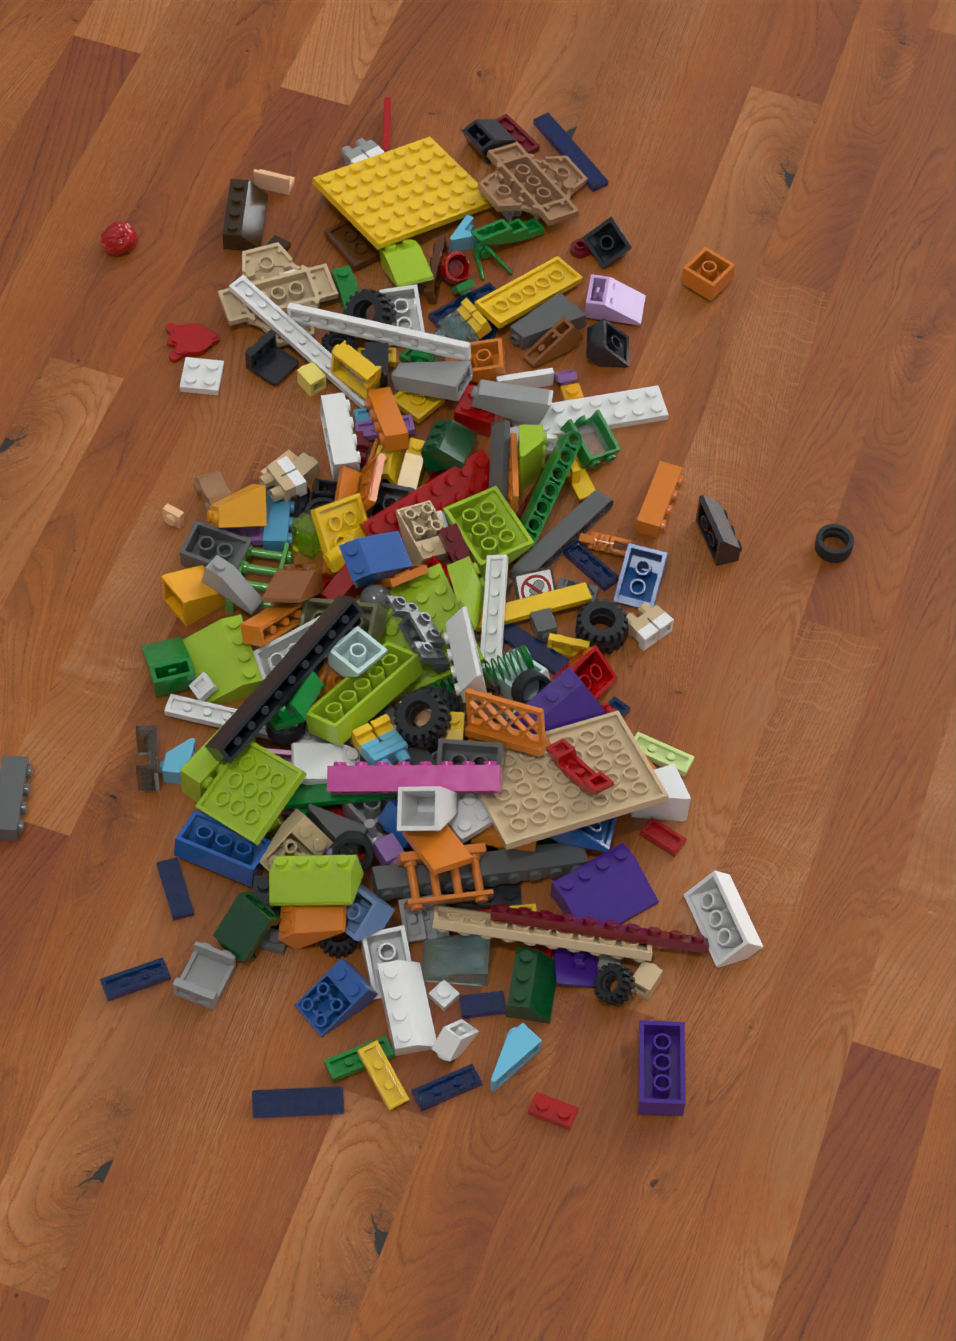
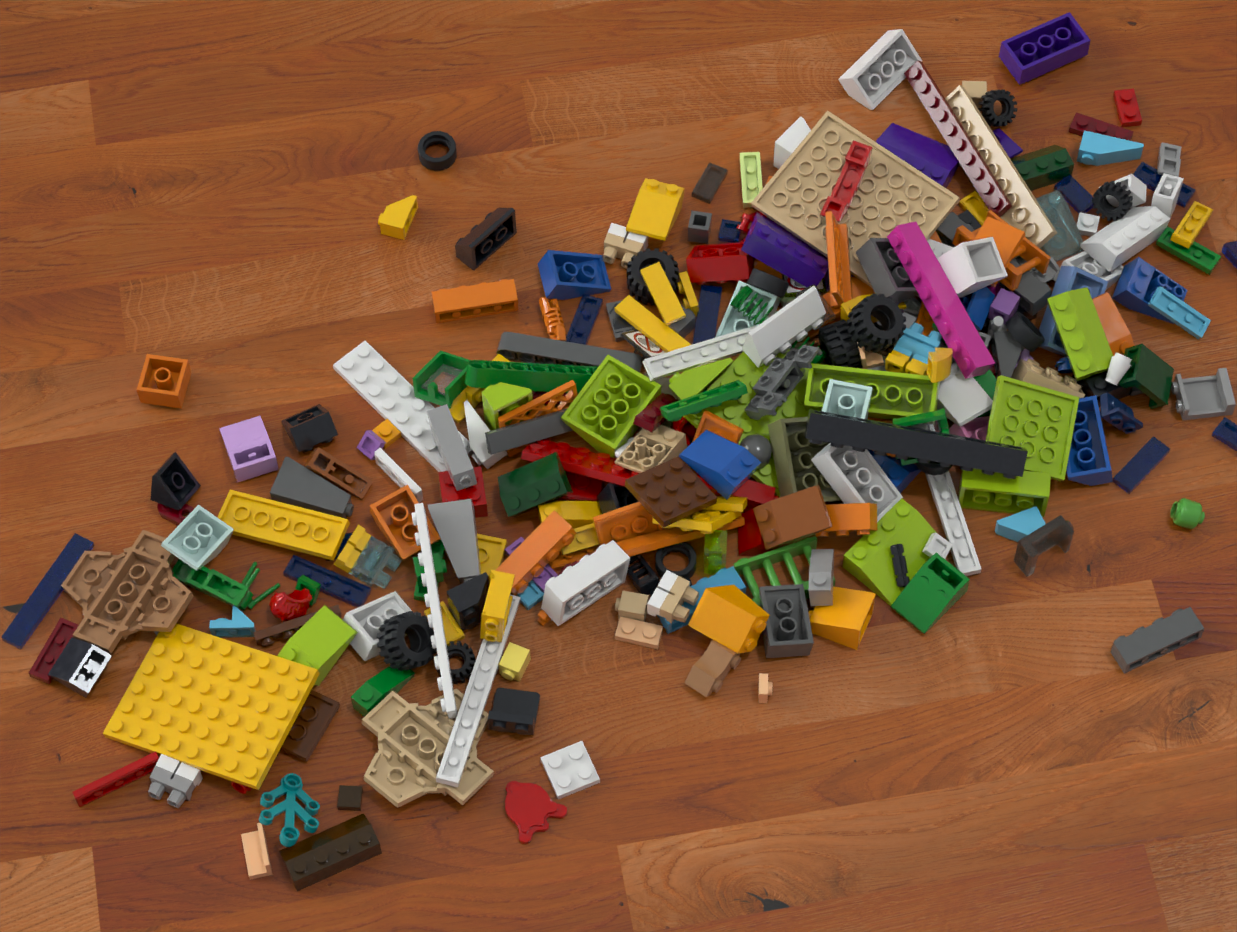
camera: 115 degrees left, 5 degrees up
(102, 889) = (1187, 513): none -> bright green head
(205, 650) = (900, 565): none -> black axle
(228, 884) = (1118, 414): none -> dark blue bracket
(263, 893) = (1118, 367): none -> white cone
(291, 204) = (291, 786): none -> teal plant
(295, 999) = (1179, 312): none -> medium azure plate
(344, 731) = (939, 364): none -> yellow slope
(367, 506) = (670, 491): none -> reddish brown plate
(426, 1070) = (1167, 194): none -> white slope
(437, 571) = (703, 400): none -> green plate
(447, 1015) = (1107, 209): none -> black tyre
(466, 1104) = (1169, 159): none -> light grey slope
(539, 1070) = (1083, 122): none -> dark red plate
(543, 229) = (198, 538): none -> light aqua slope
(571, 611) = (663, 293): none -> yellow tile
(630, 683) = (699, 227): none -> dark grey brick
(666, 657) = (655, 209): none -> yellow slope
(679, 724) = (709, 183): none -> clear smoke tile
(776, 485) = (398, 217): none -> yellow slope

